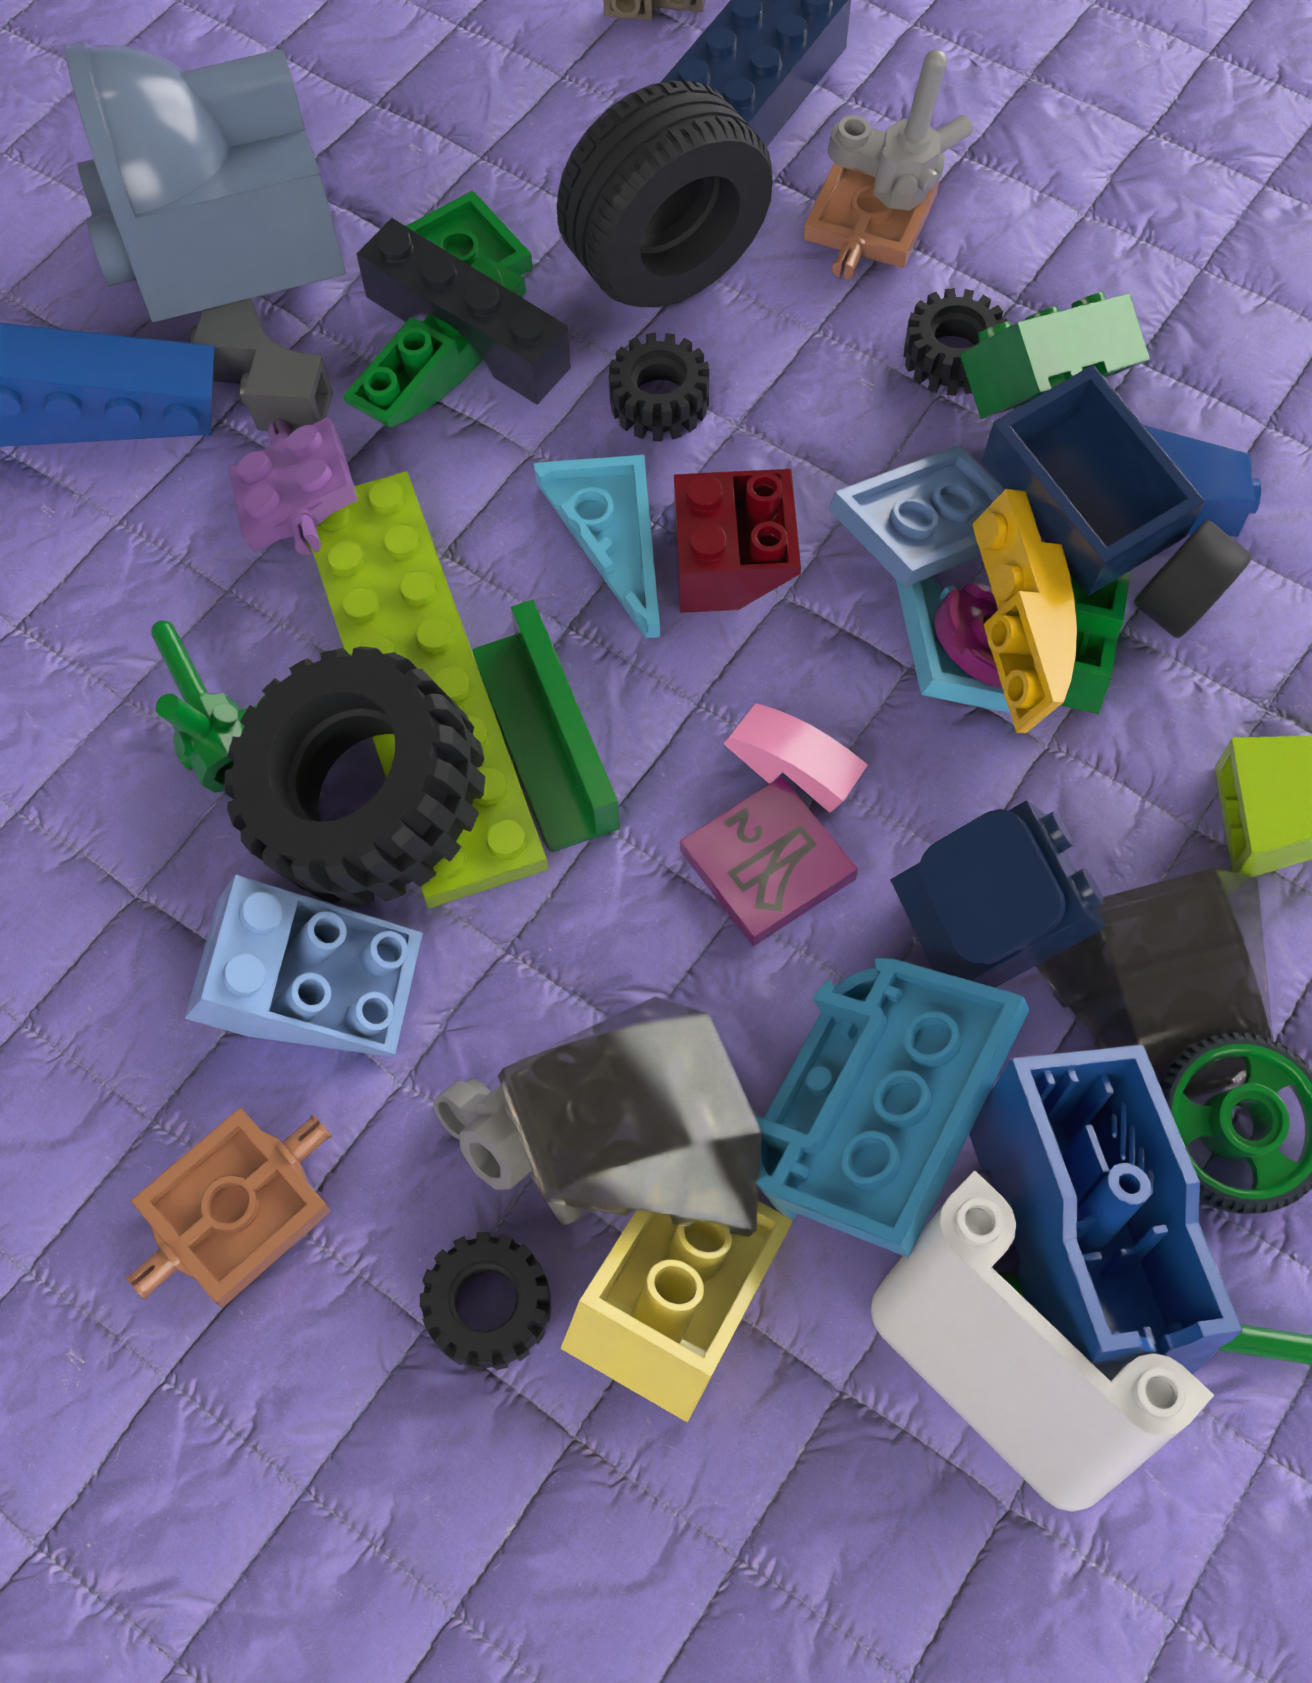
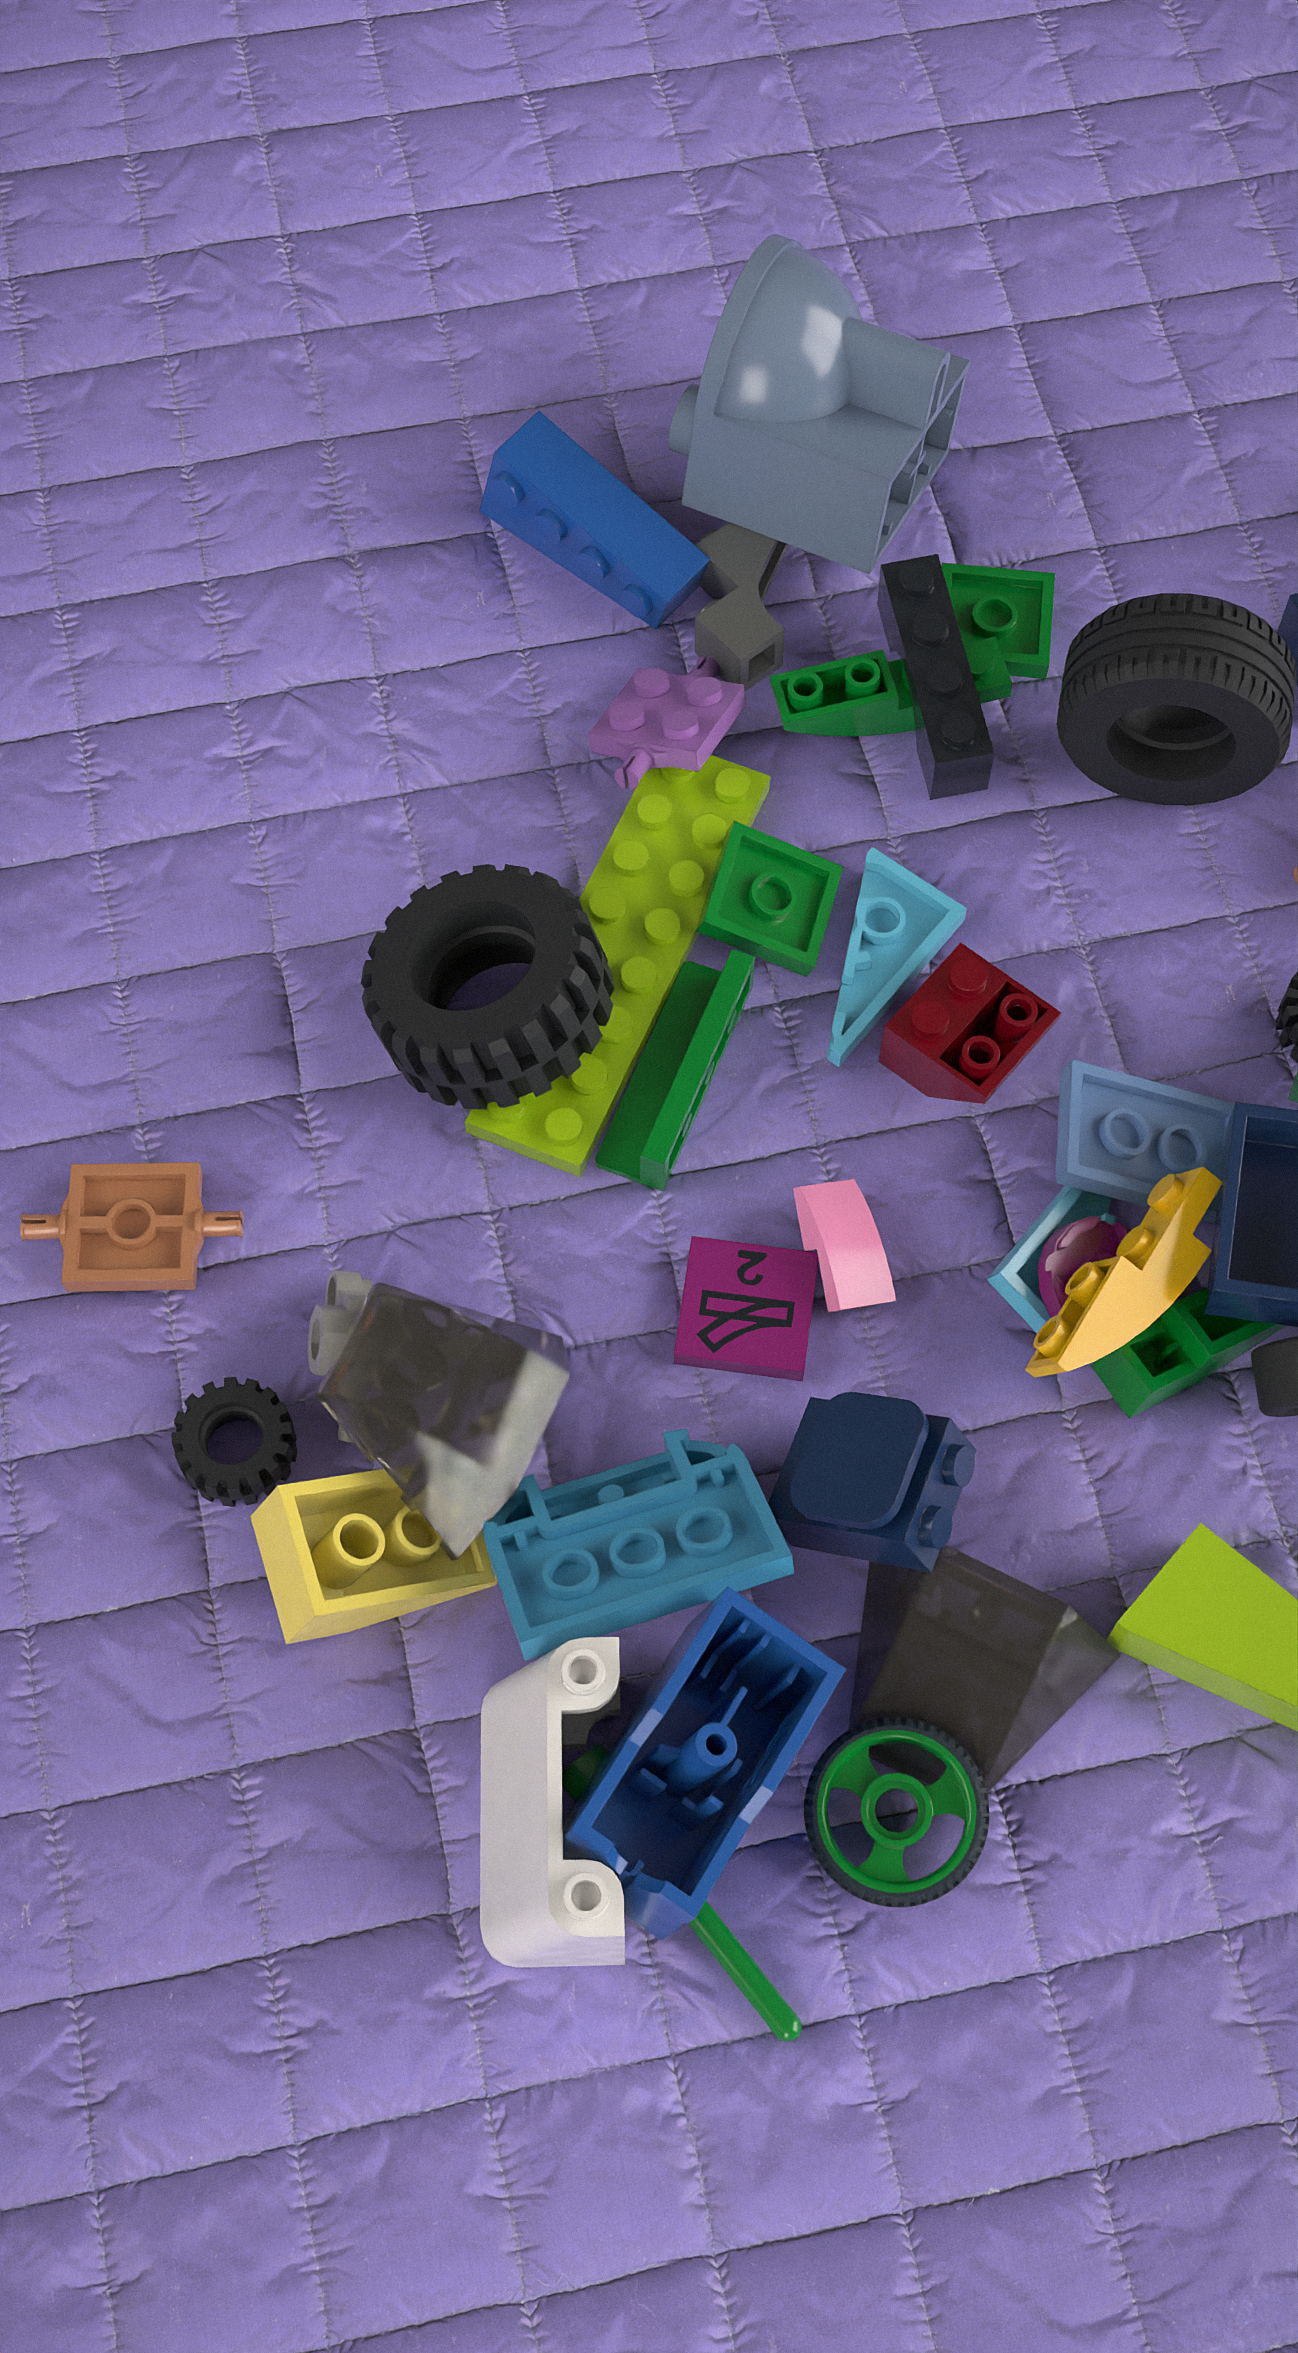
camera: 40 degrees right, 0 degrees up
(203, 720) = (426, 857): green piece -> none
(303, 971) = (332, 1104): light blue slope -> none
(494, 555) = (770, 899): none -> green tile
(659, 362) = (1045, 832): black tyre -> none

